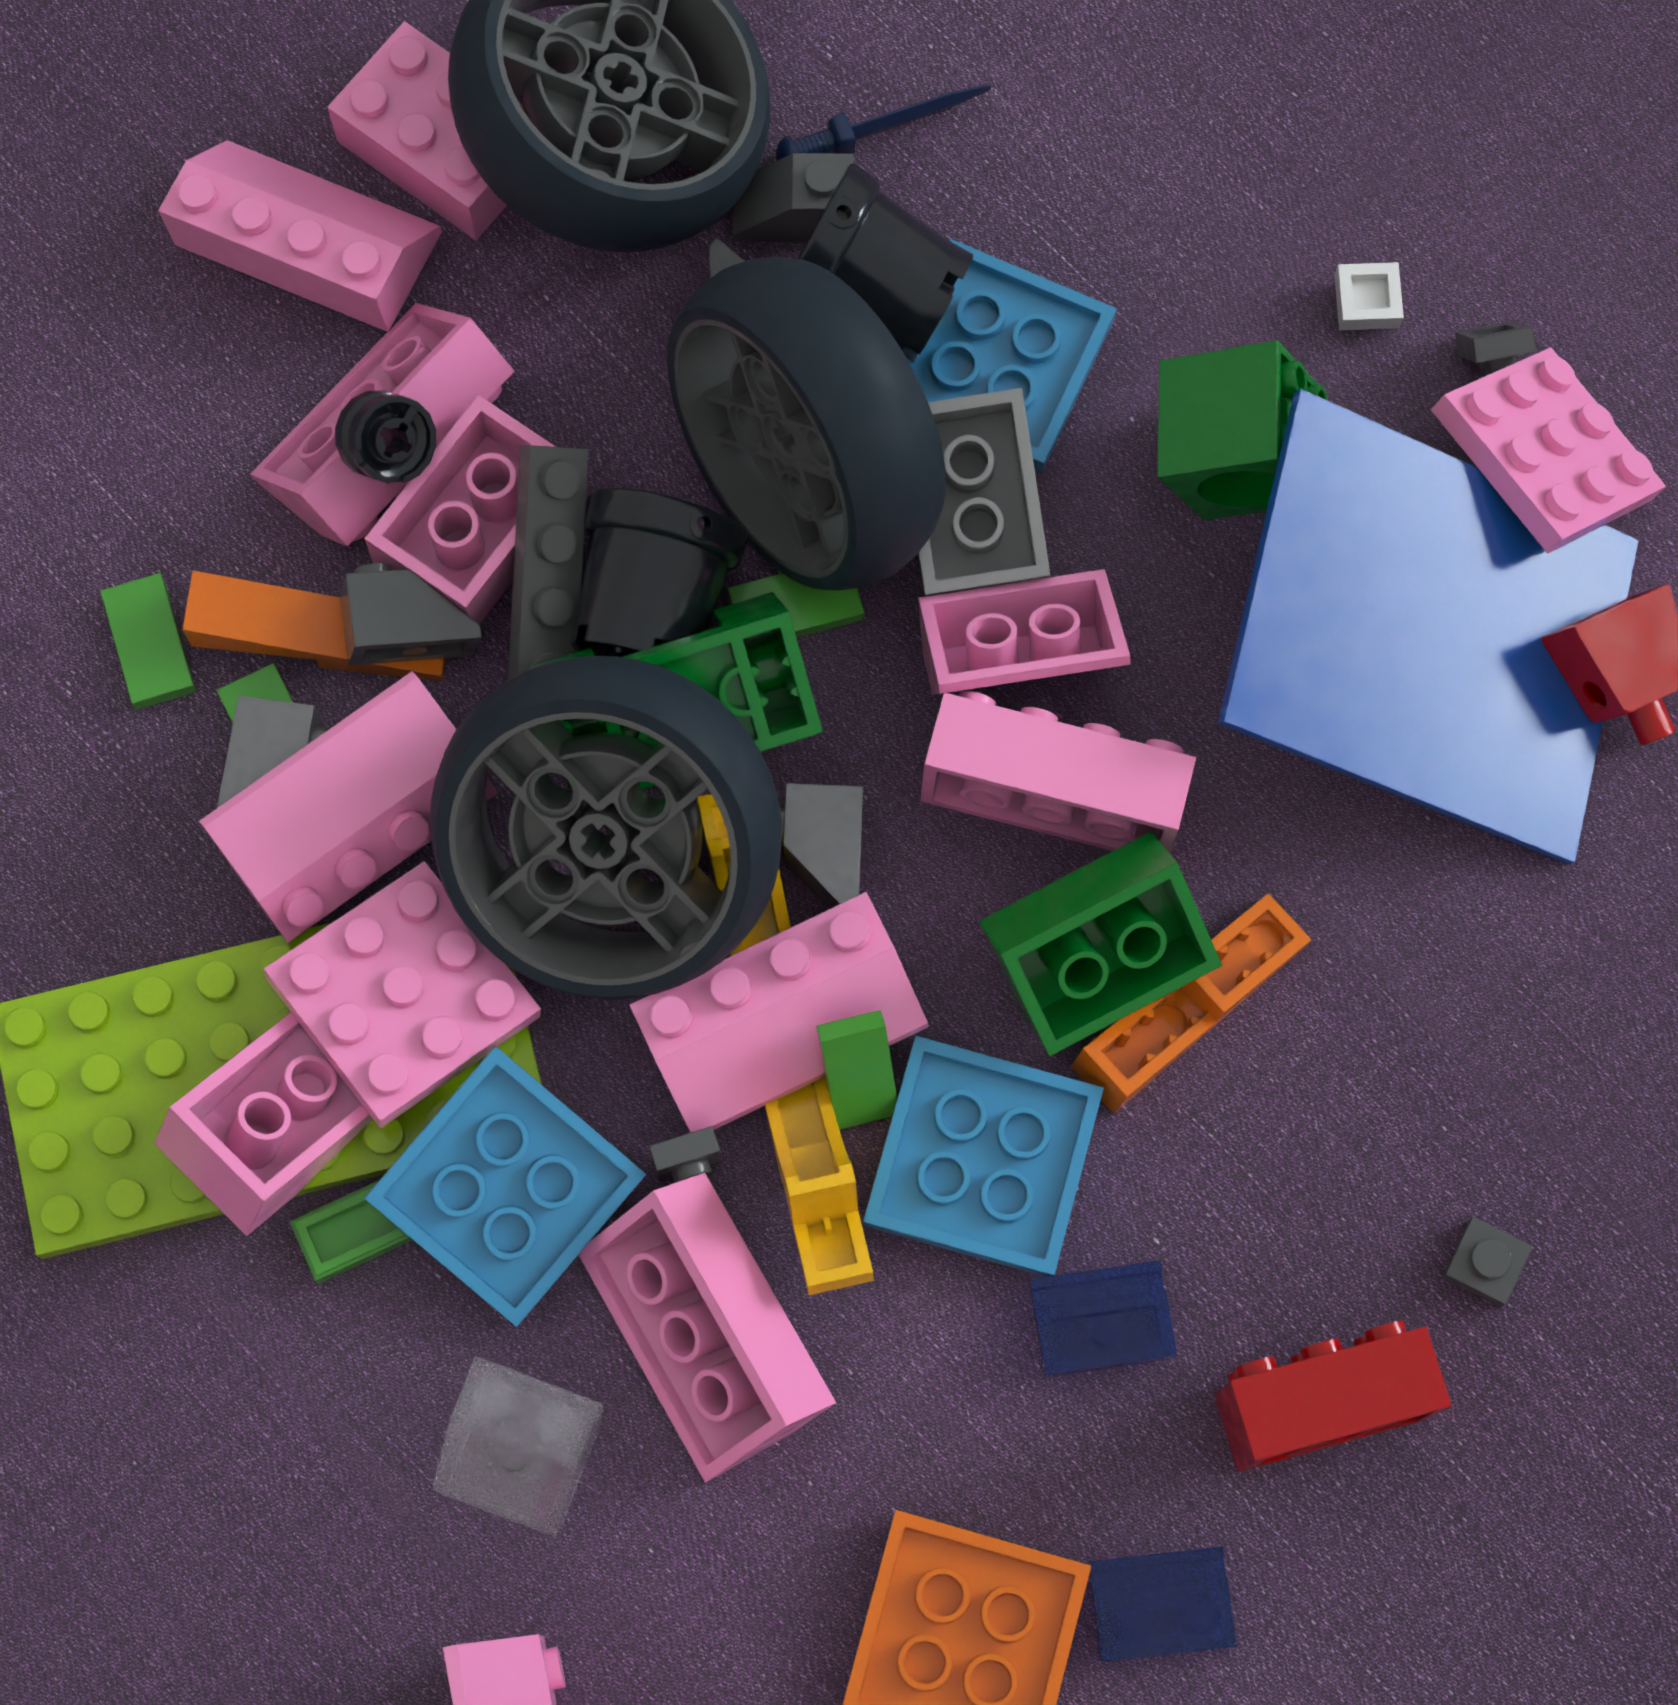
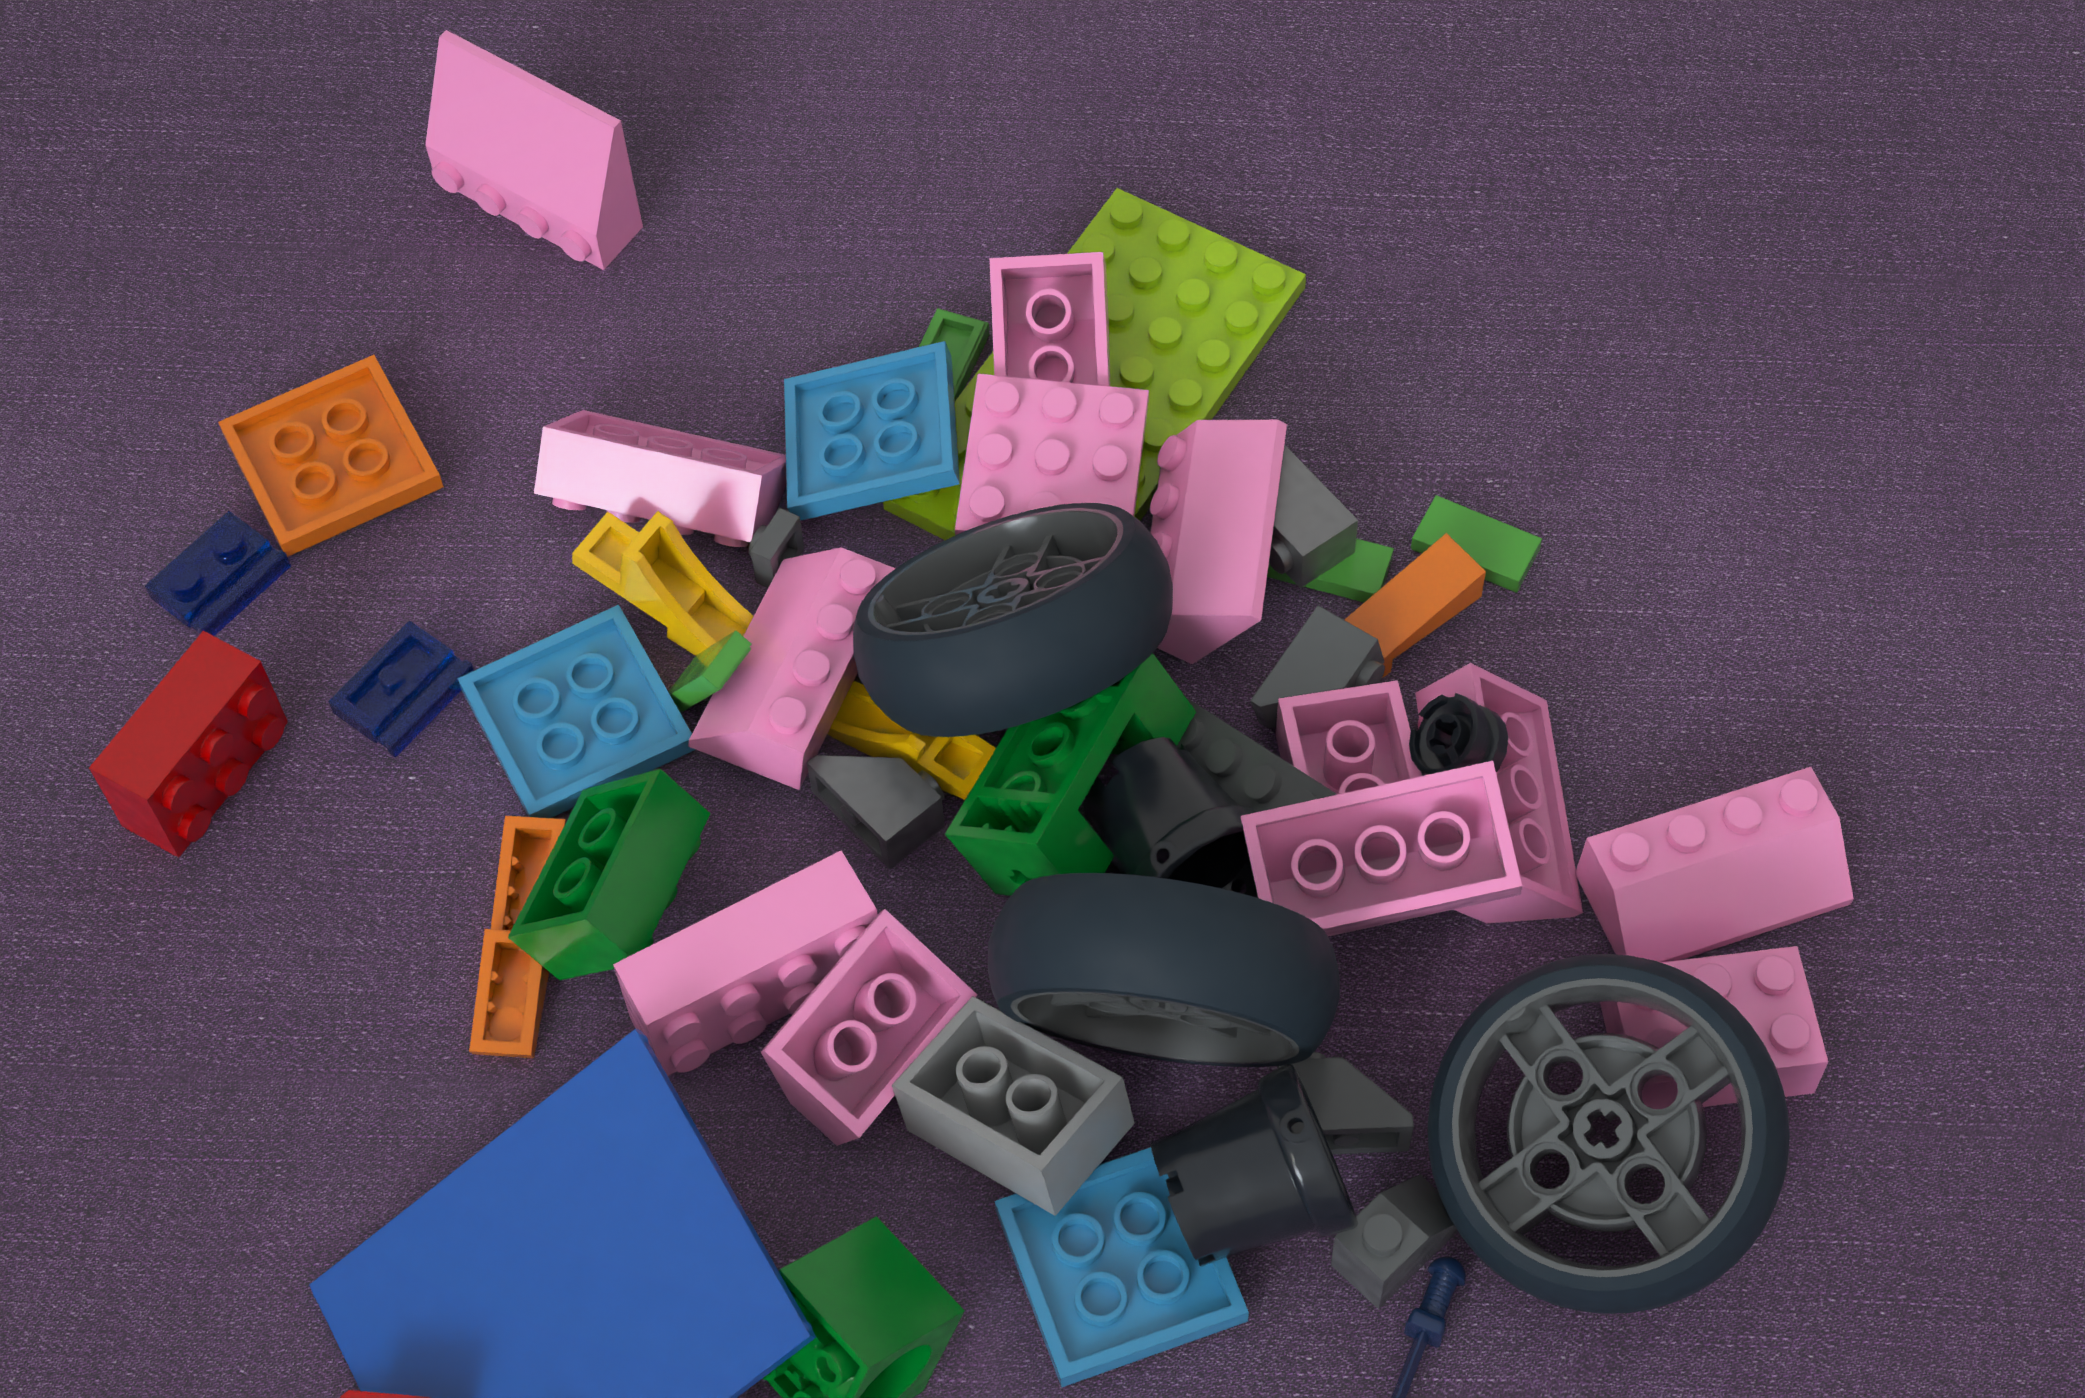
camera: 140 degrees right, 15 degrees down
(517, 1446) = (721, 335): clear slope -> none
(559, 370) = (1387, 850): none -> bright pink slope
(1487, 1262) = (154, 949): dark grey plate -> none

